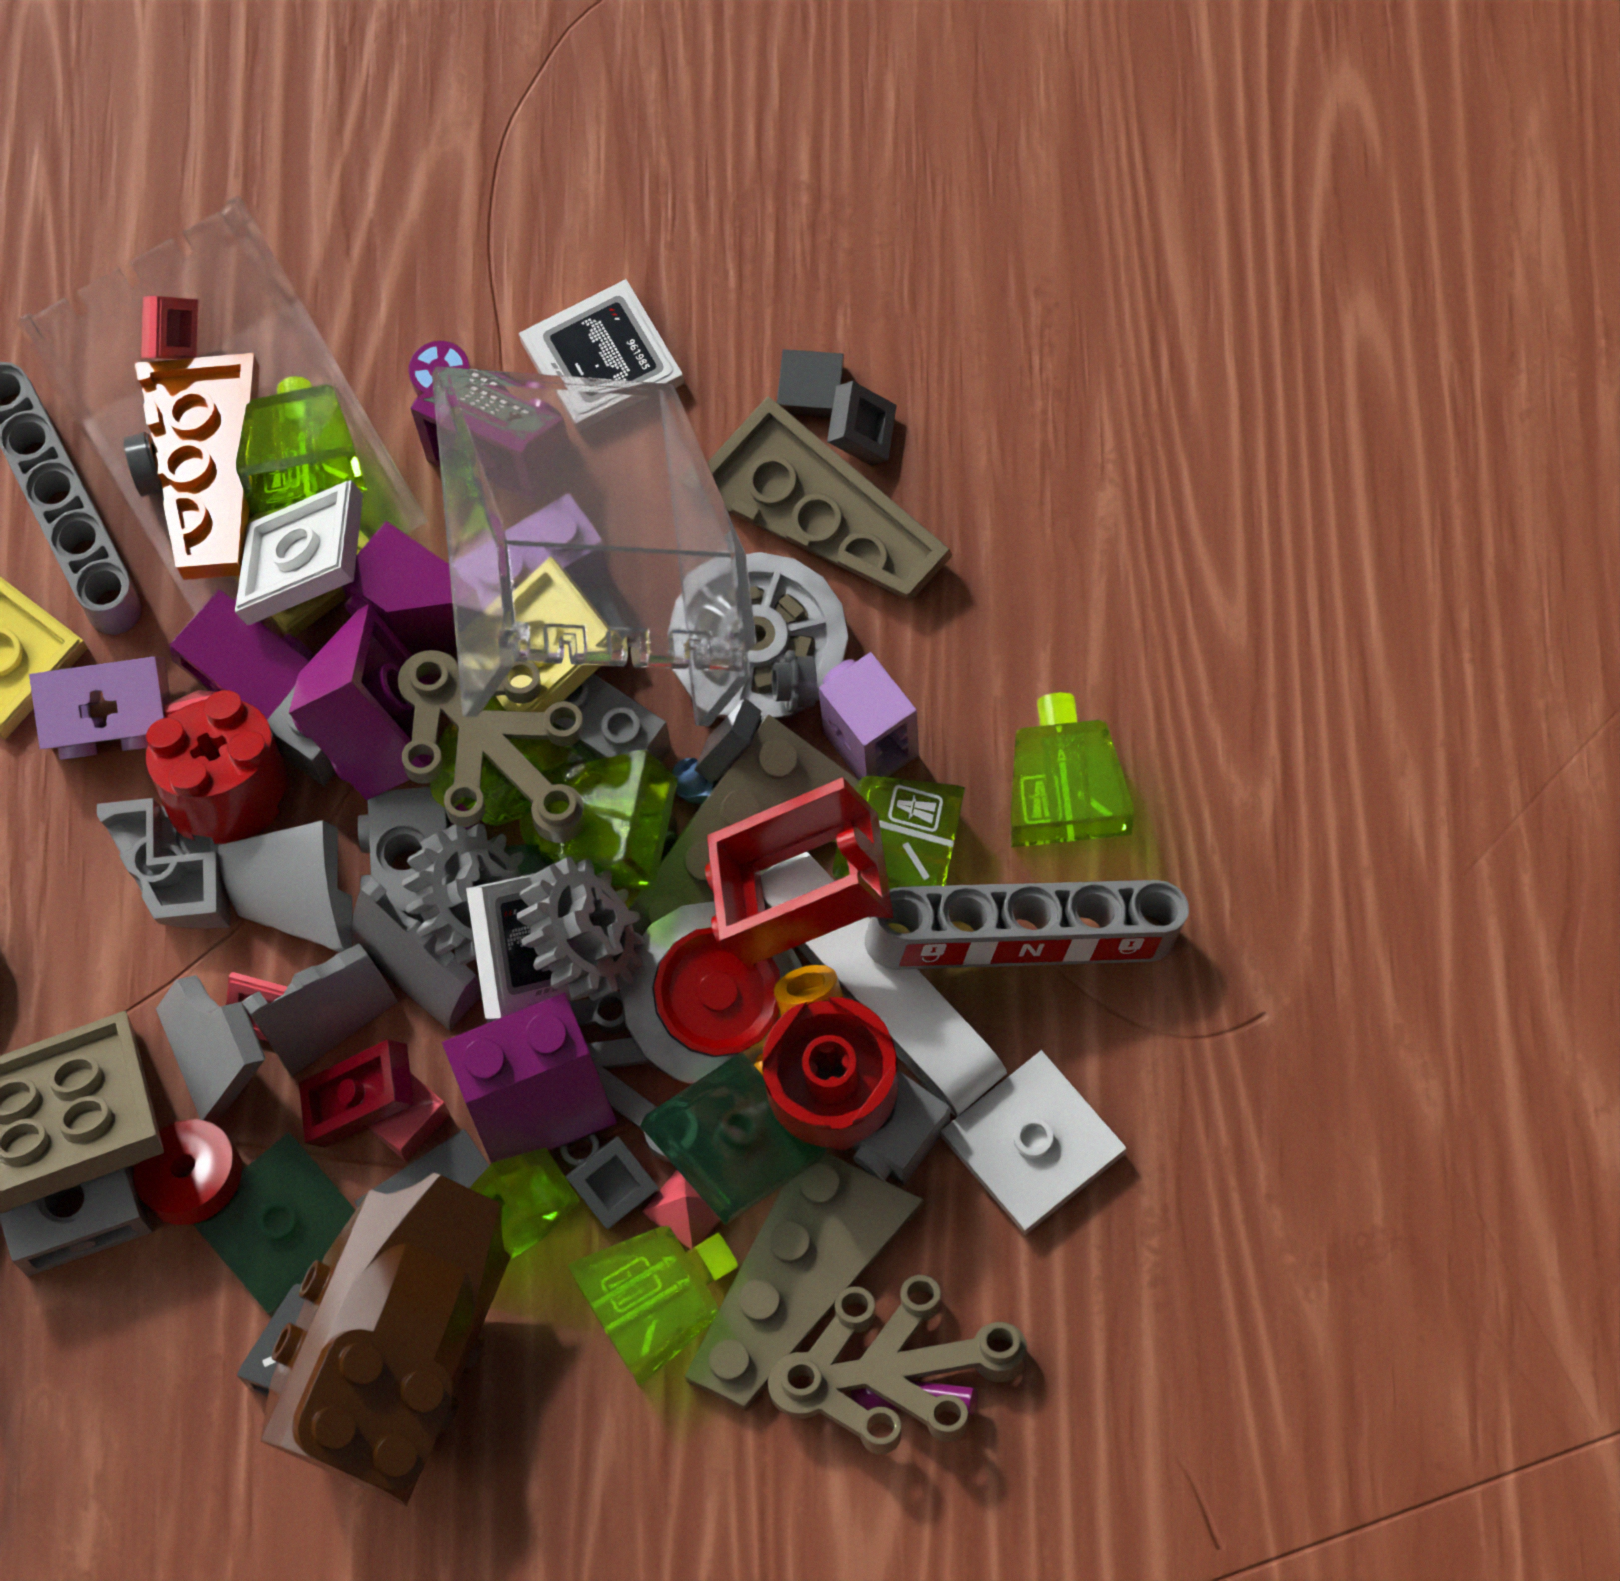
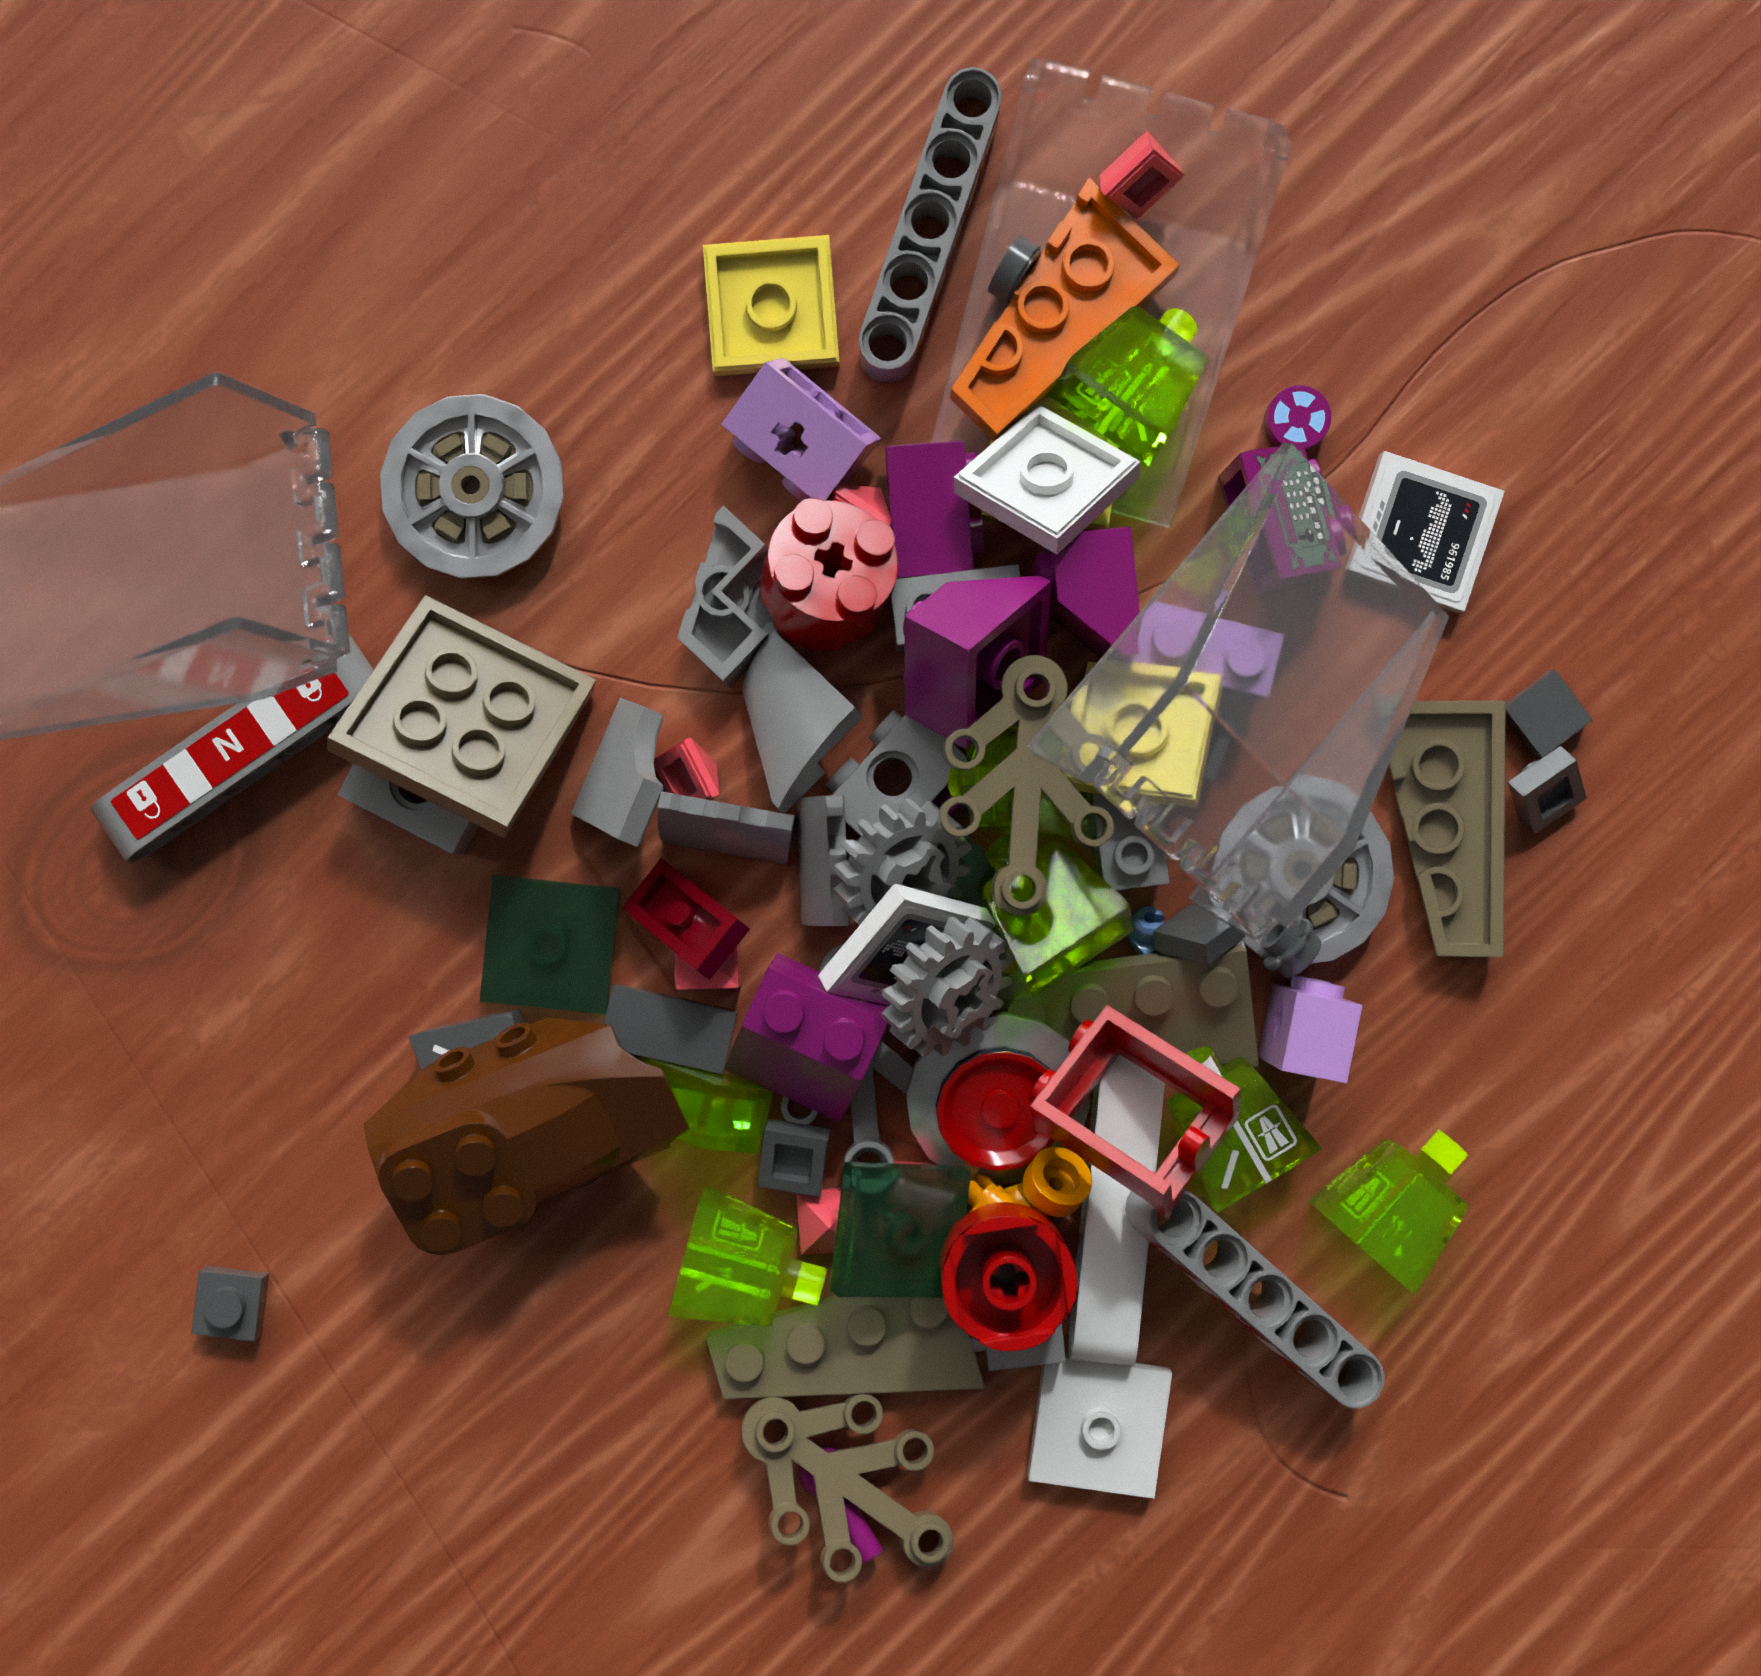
camera: 45 degrees right, 20 degrees up
(205, 1188) = (534, 870): red piece -> none

